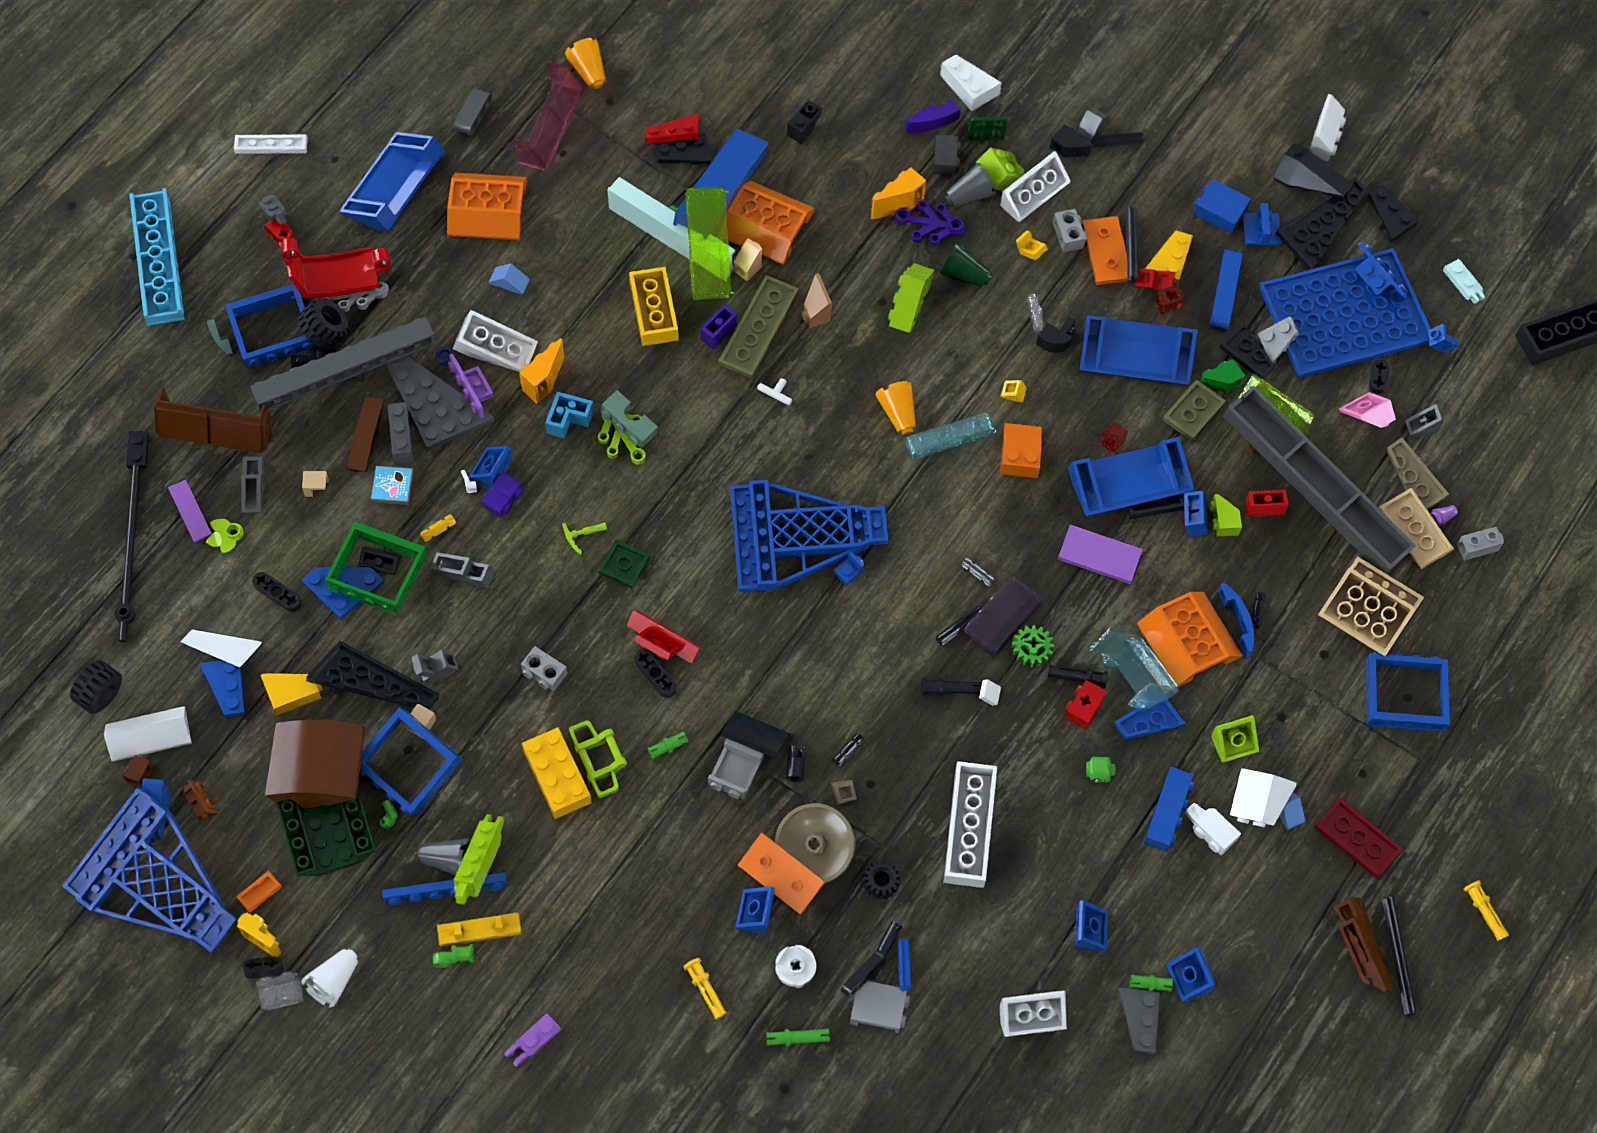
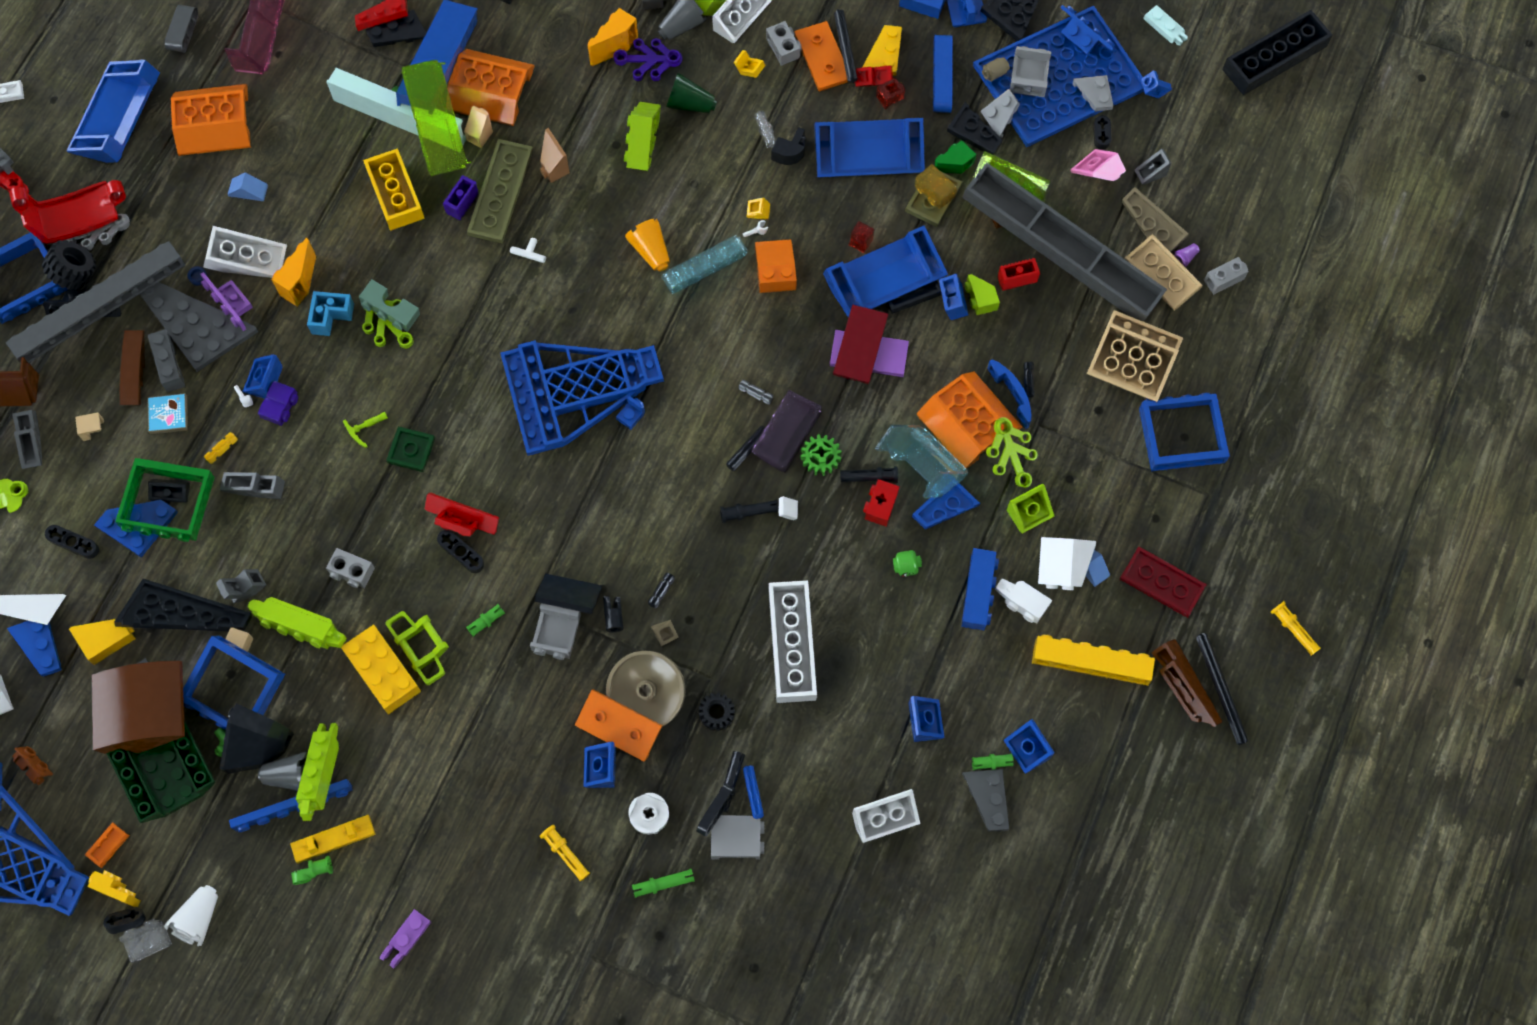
camera: 10 degrees left, 5 degrees up
(419, 817) = (252, 740): none -> black brick
(483, 712) = (297, 622): none -> lime hinge
(1010, 411) = (758, 229): none -> white hand
(1092, 543) = (860, 344): none -> dark red tile
(1197, 400) = (935, 186): none -> clear yellow brick
(1226, 676) = (1011, 449): none -> lime plant
(1272, 902) = (1093, 660): none -> yellow brick
(1280, 294) = (995, 69): none -> dark tan brick
(1315, 302) = (1030, 71): none -> light grey panel
(1379, 334) = (1095, 91): none -> light grey wing

